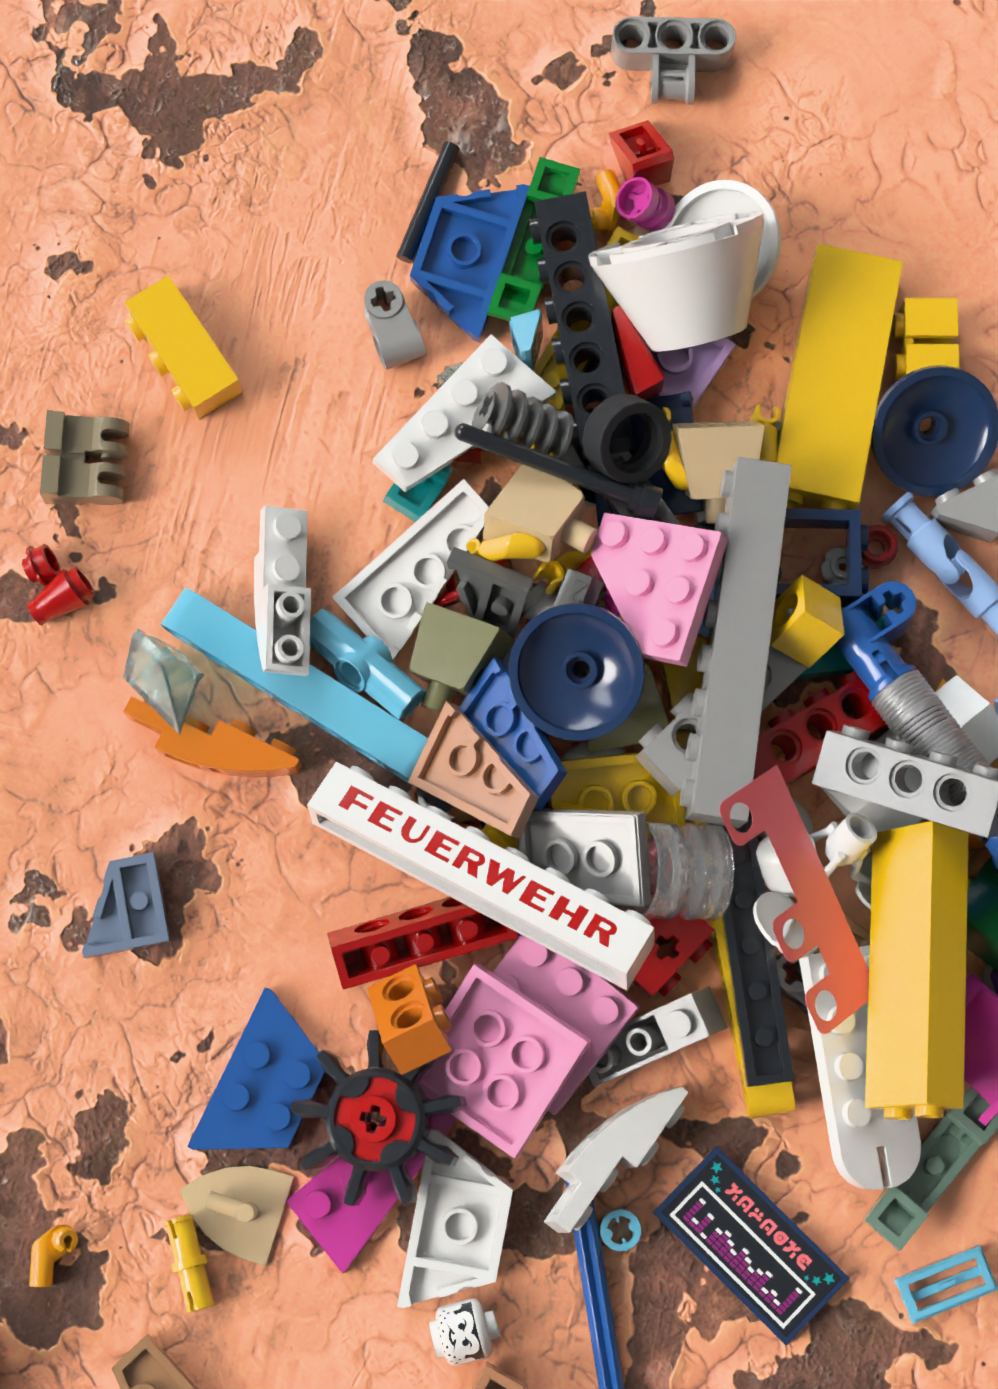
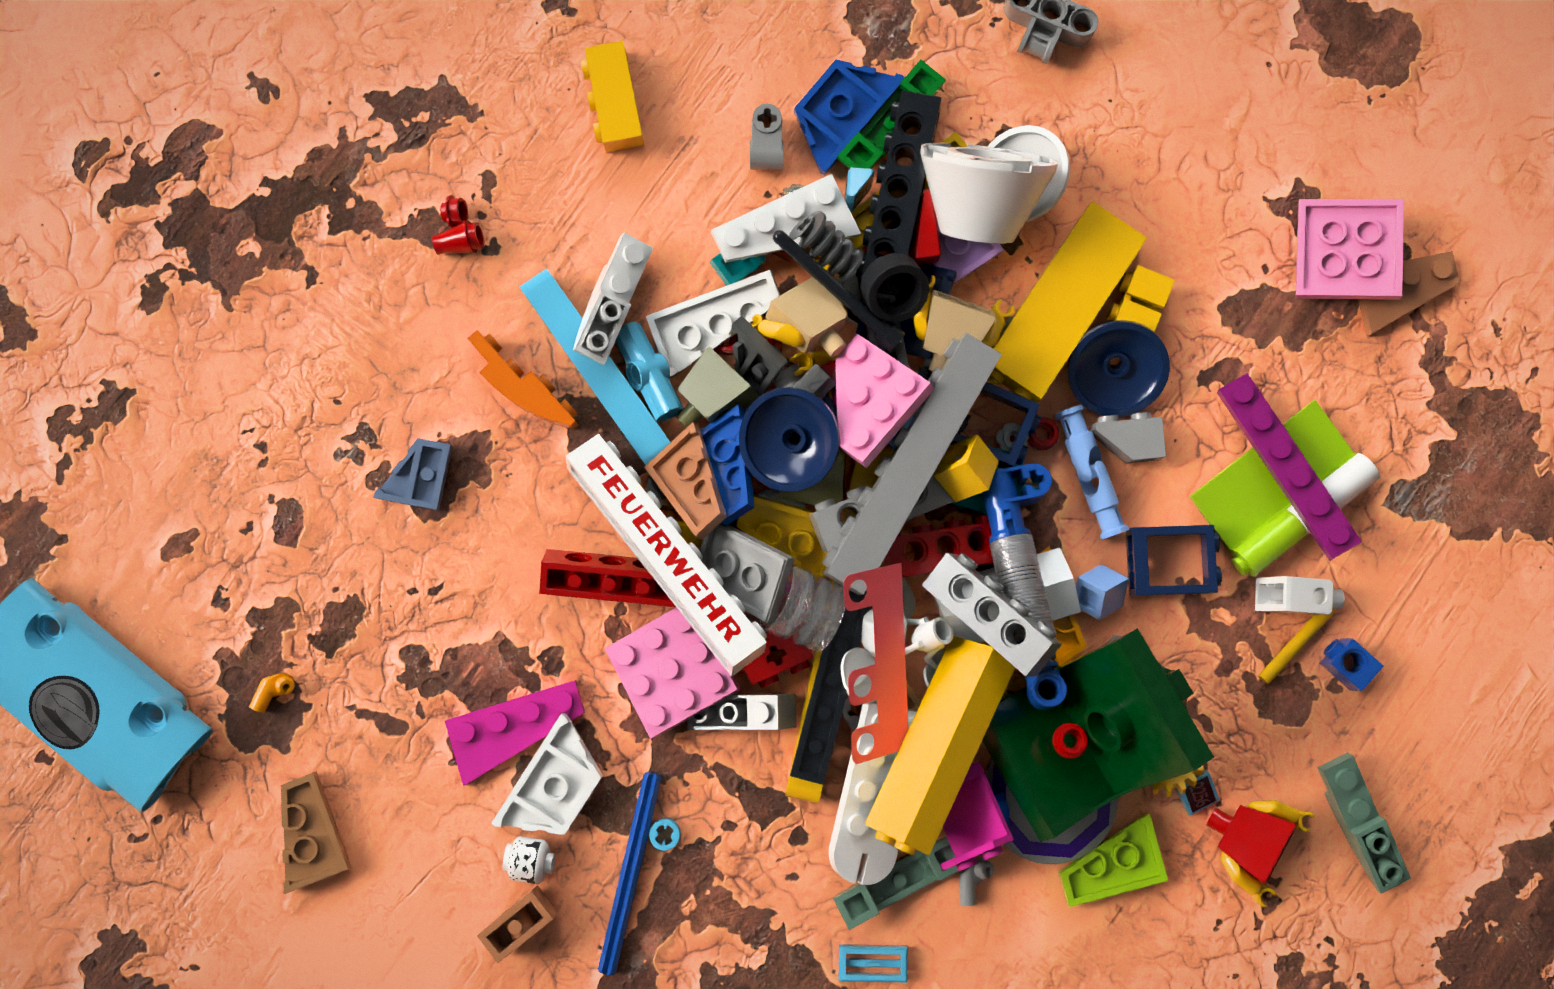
camera: 20 degrees right, 5 degrees up
(67, 445) = (507, 133): dark tan legs -> none
(162, 677) = (505, 324): clear light blue slope -> none
(189, 1263) = (362, 736): yellow pin -> none
(239, 1208) = (412, 712): tan shield -> none
(262, 1079) = (462, 635): blue wing -> none
(362, 1140) = (545, 685): black gear -> none
(409, 1018) = (575, 633): orange brick -> none
(423, 210) = (836, 52): black bar -> none
(504, 1060) = (625, 685): bright pink plate -> none
(606, 216) = (959, 114): light orange arm -> none
(621, 1139) = (691, 773): white slope -> none
(643, 153) = (994, 87): red slope -> none
(645, 204) = (981, 123): dark pink wheel -> none
(750, 1245) = (749, 881): tile -> none

